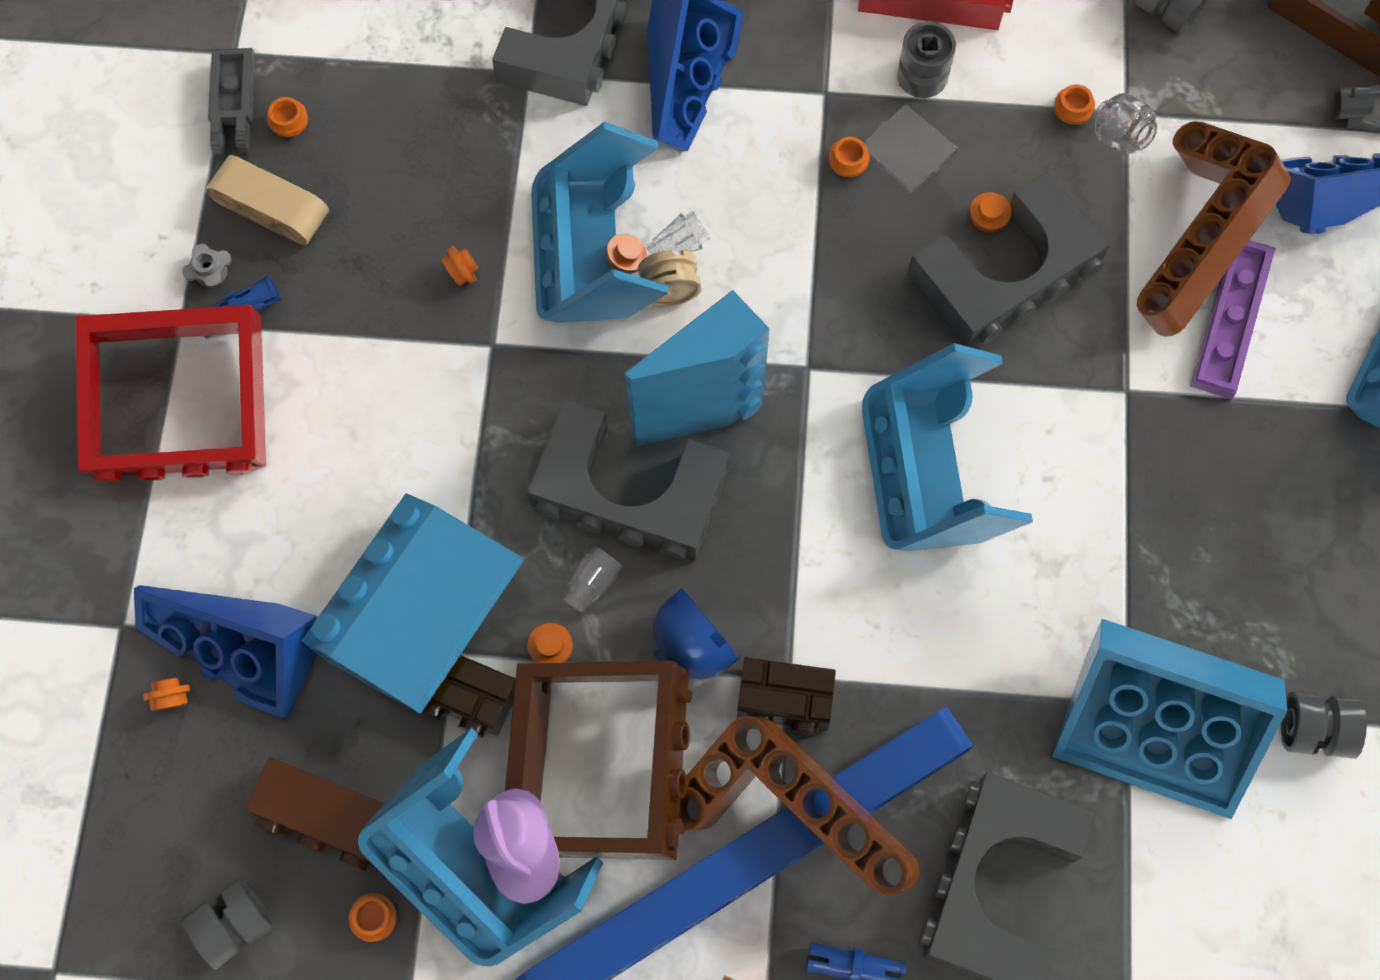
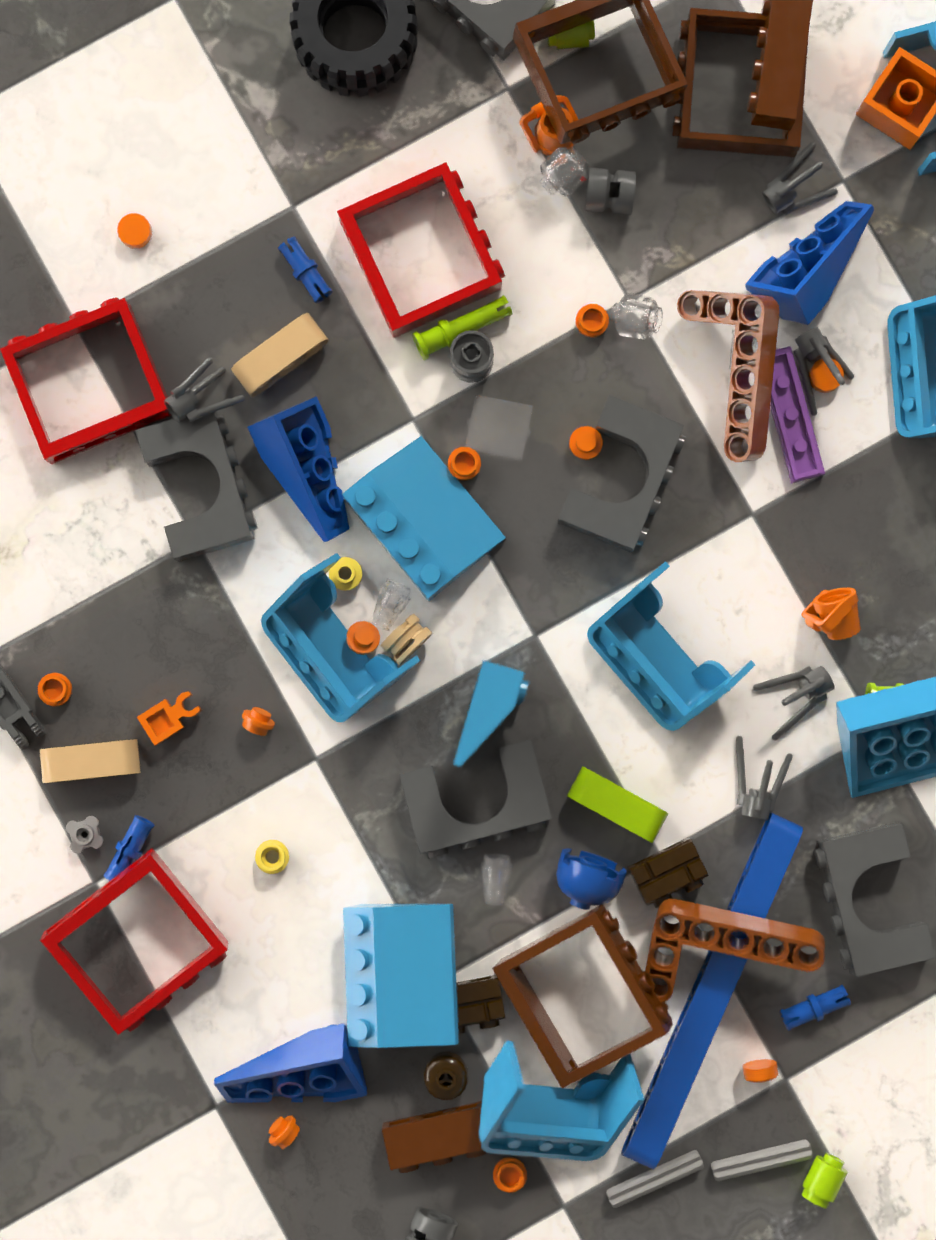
camera: 35 degrees left, 15 degrees up
(369, 208) = (164, 720): none -> orange plate
(369, 397) = (261, 856): none -> light yellow plate
(389, 763) = (446, 1064): none -> dark brown head
(518, 846) = (572, 1079): lavender piece -> none
(550, 644) = (499, 937): orange plate -> none
(653, 196) = (353, 581): none -> light yellow plate
(769, 181) = (423, 517): none -> dark azure slope
(778, 587) = (617, 804): none -> lime beam
(894, 26) = (445, 332): none -> lime pin
(938, 686) = (758, 801): none -> dark grey plant
(1083, 599) = (814, 685): none -> dark grey plant
(1158, 538) = (836, 611): none -> orange piece
(1297, 300) = (822, 378): none -> orange tile
(1301, 265) = (814, 347): none -> dark grey plant

